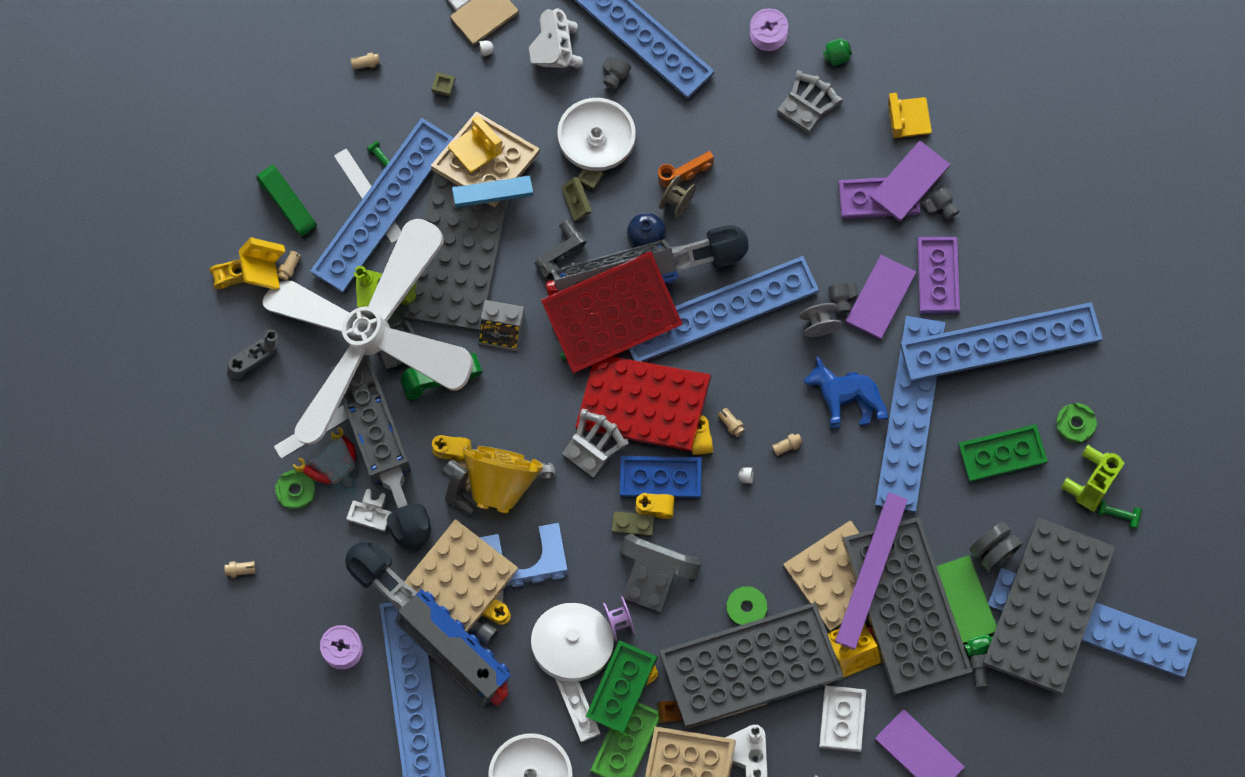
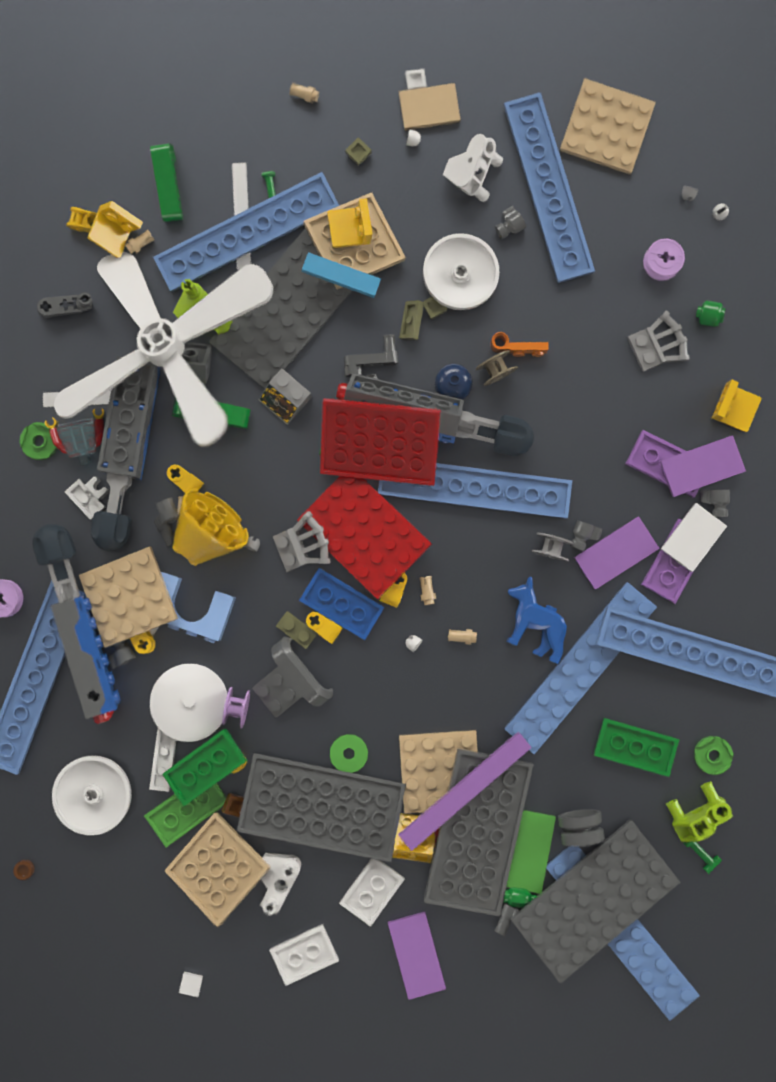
camera: 30 degrees right, 15 degrees up
(940, 245) = (693, 537): none -> white tile

